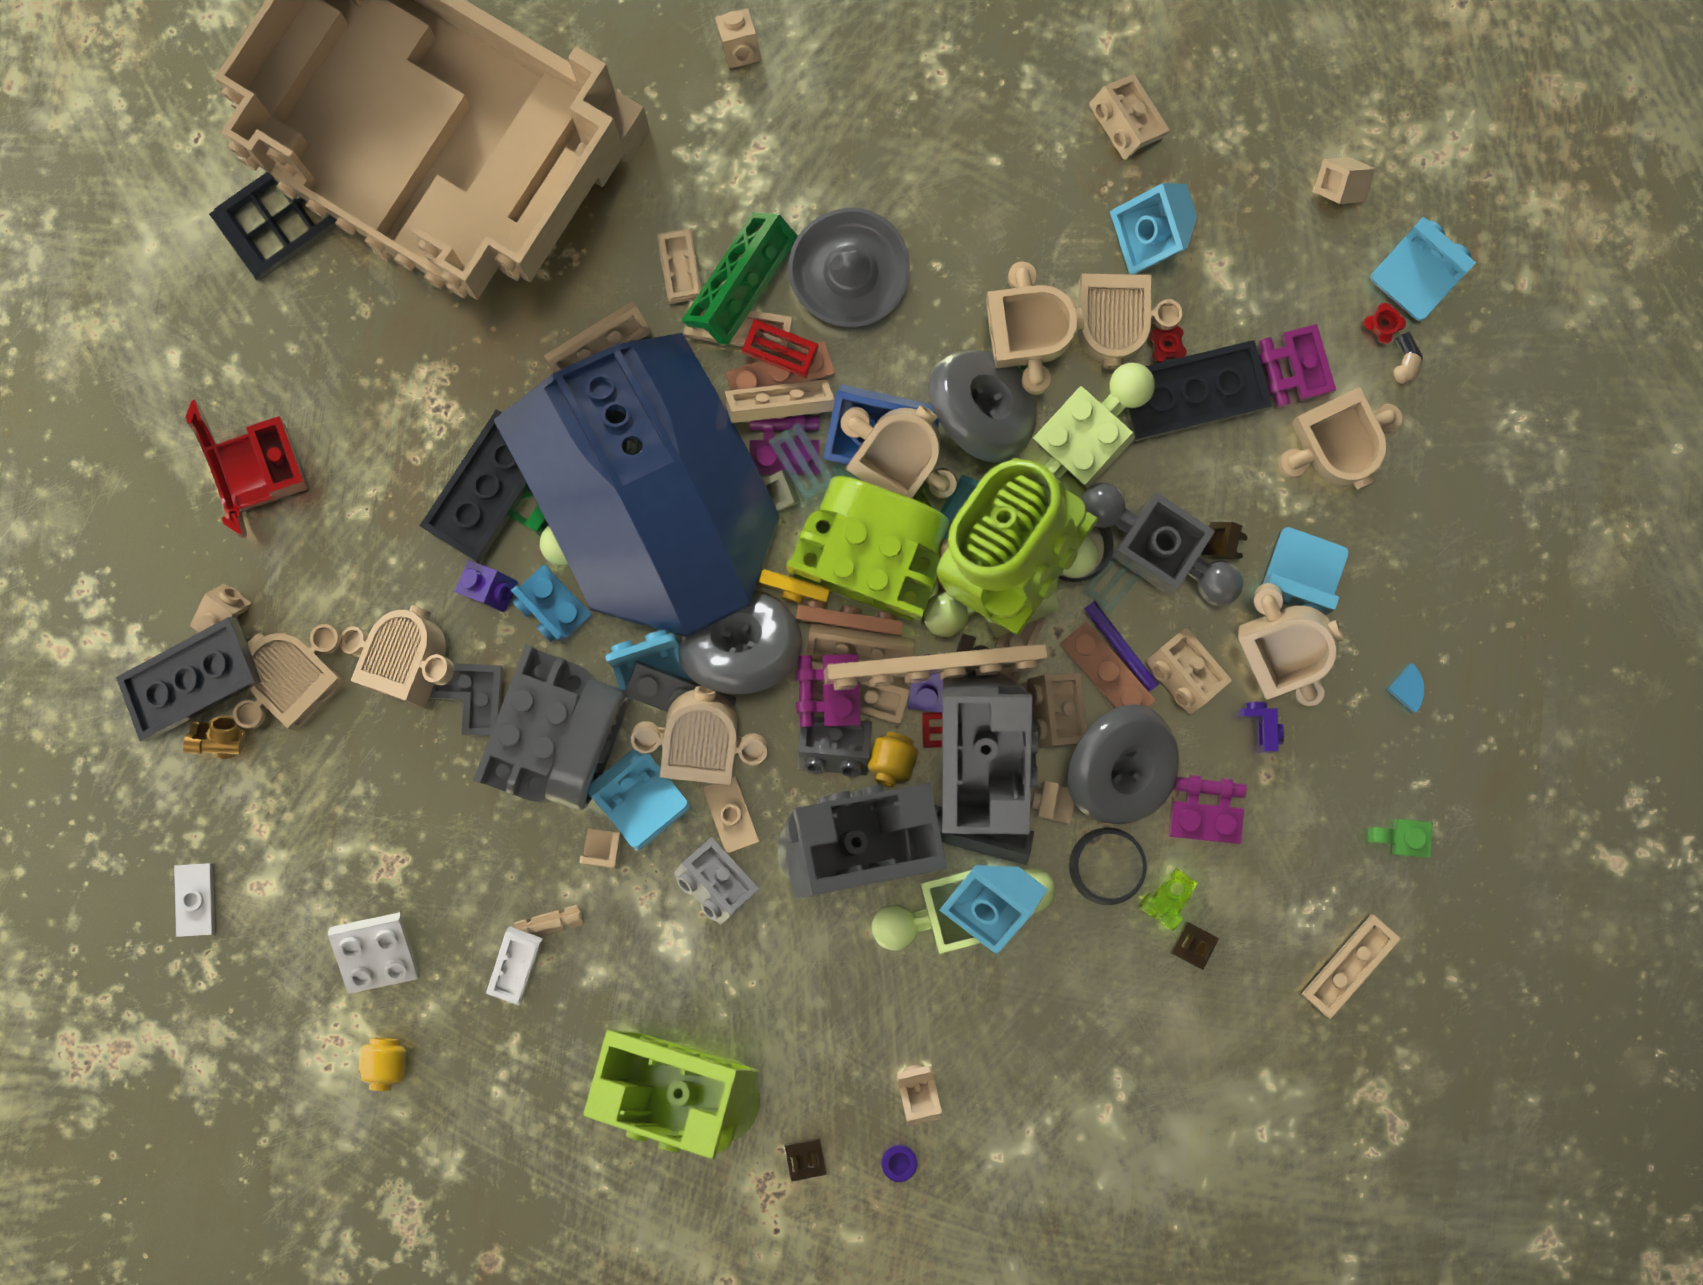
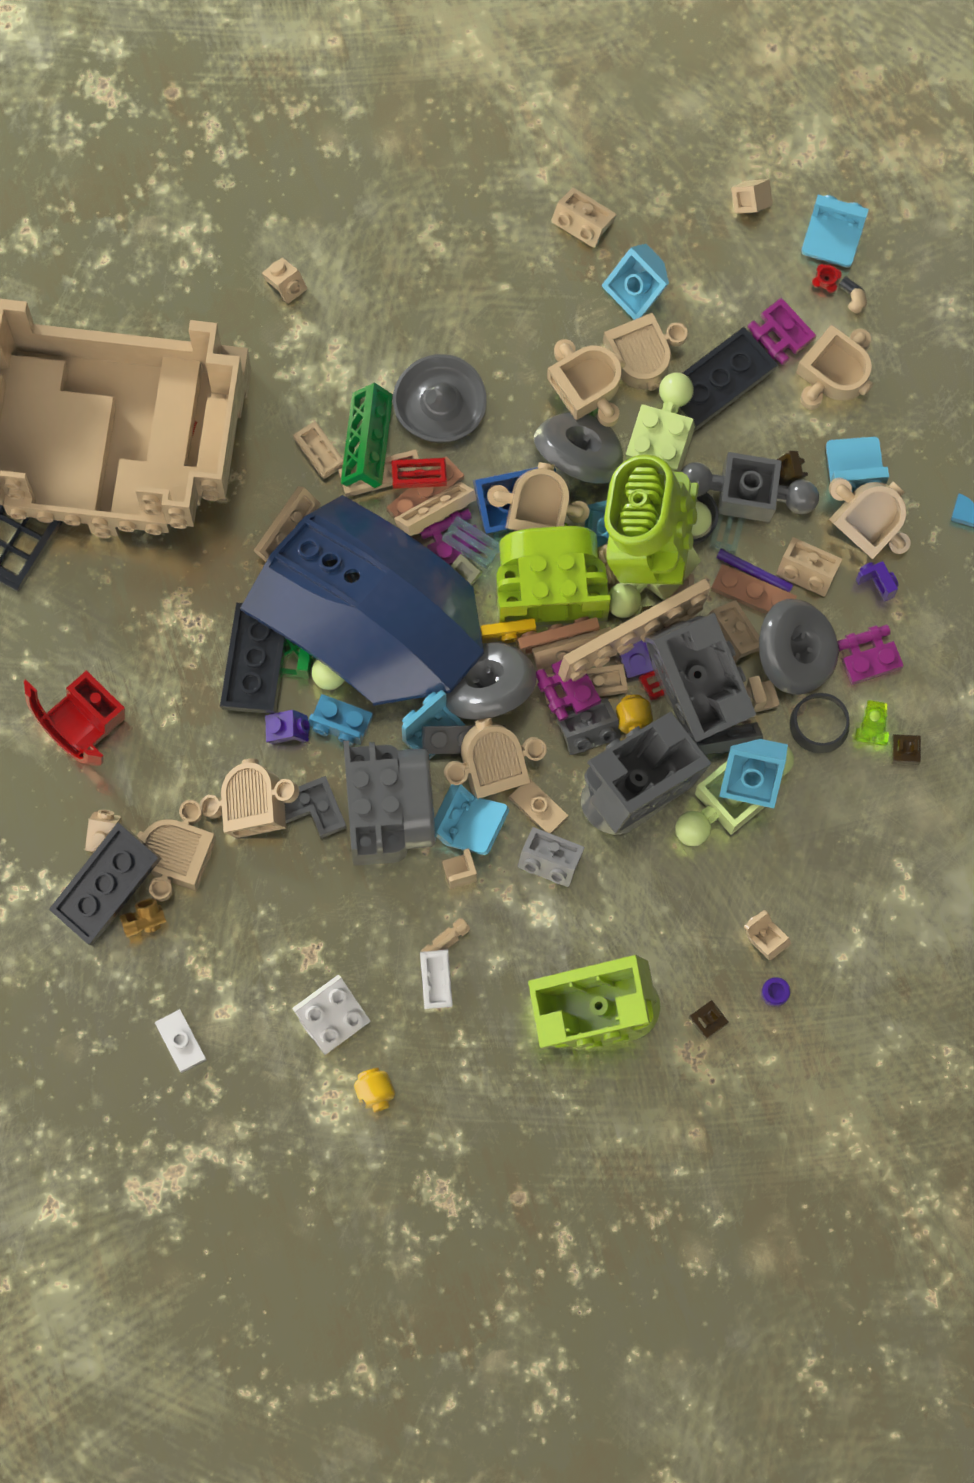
camera: 30 degrees left, 10 degrees down
(1164, 353) = (685, 362): red plate -> none

